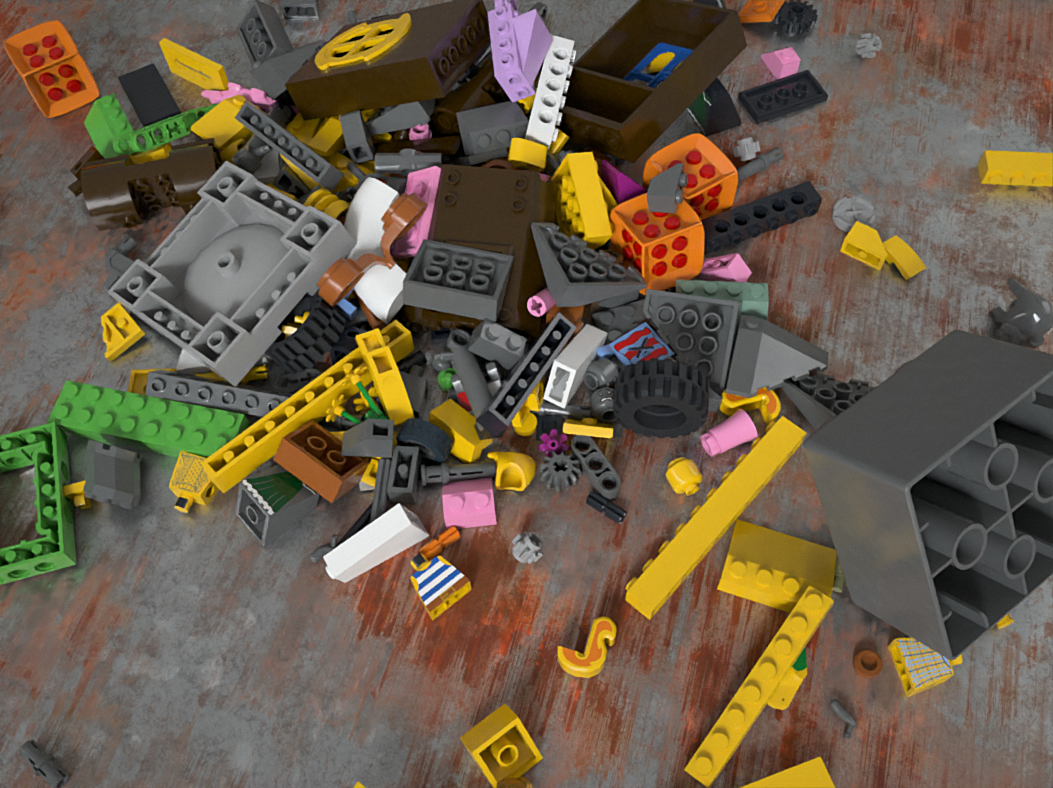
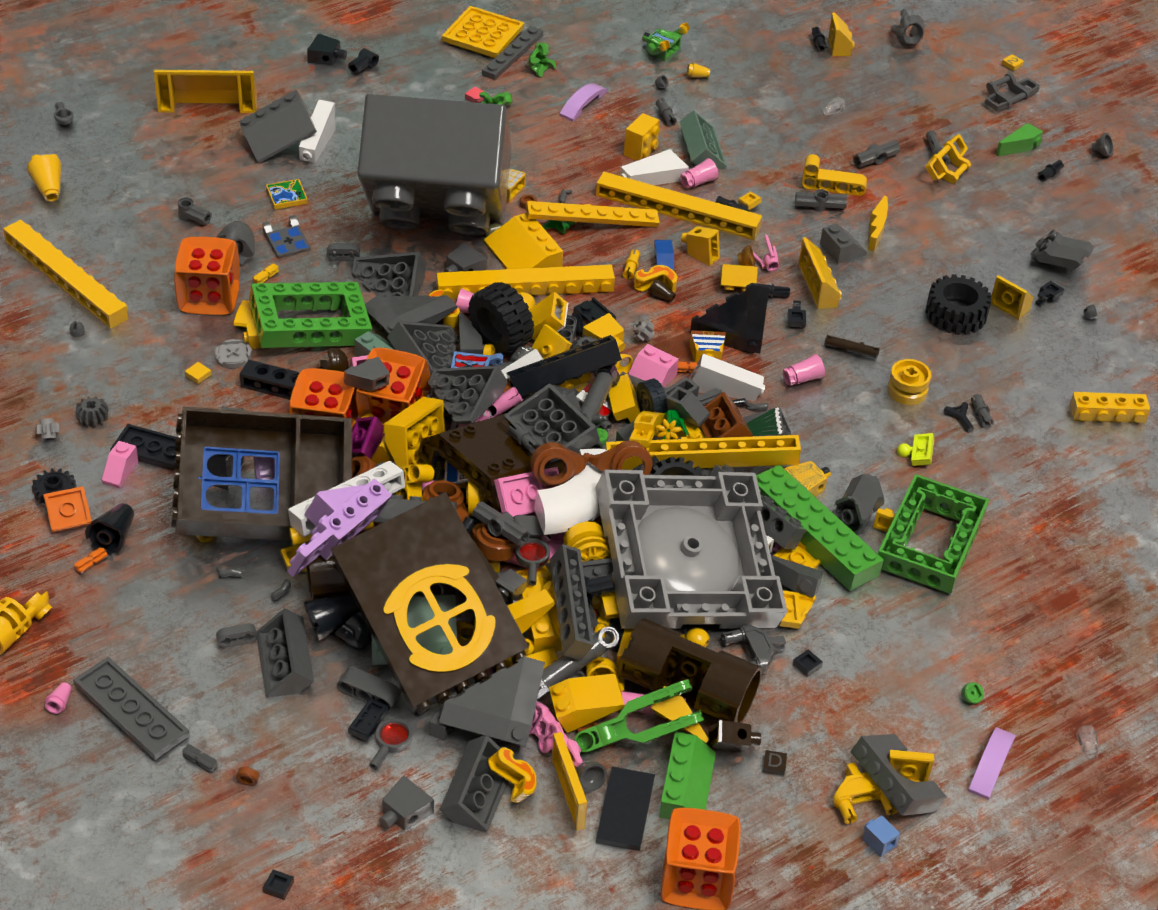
camera: 145 degrees left, 15 degrees down
(54, 196) = (775, 762): none -> dark brown tile
(69, 737) = (960, 415): none -> black piece
(76, 293) = (807, 663): none -> black tile
(90, 629) = (921, 450): none -> neon yellow plate
(125, 355) = (797, 576): none -> dark grey slope
(157, 726) = (909, 381): none -> yellow wheel
(190, 91) = (591, 776): none -> dark grey piece
(242, 54) = (516, 772): none -> yellow animal
(262, 745) = (851, 346): none -> dark brown pin
(292, 180) = (598, 586): none -> black piece
(300, 638) = (804, 371): none -> bright pink plant
(375, 738) = (796, 316): none -> black plate
(422, 631) = (739, 317): none -> black slope
(442, 764) = (779, 291): none -> black axle
(464, 237) = (524, 437): none -> dark grey pin
(561, 509) = (604, 327): none -> yellow torso
(570, 637) = (662, 291): none -> dark brown cone
(580, 763) = (702, 244): none -> yellow torso
(607, 539) = (592, 310): none -> black plate
(621, 703) = (664, 253): none -> blue slope
(631, 462) = (551, 312): none -> yellow piece
(644, 657) = (631, 264): none -> yellow pin
(678, 128) = (265, 474): none -> lavender slope
(752, 254) = (337, 361): none -> dark brown hair
(800, 488) = (465, 259): none -> dark grey torso
(819, 327) = (270, 298): none -> bright green brick
(850, 175) = (198, 373): none -> yellow tile
(864, 81) = (91, 411): none -> dark grey gear
(953, 310) = (266, 273): none -> yellow piece
(974, 235) = (207, 275): none -> orange piece
(995, 139) = (80, 329): none -> dark grey hinge

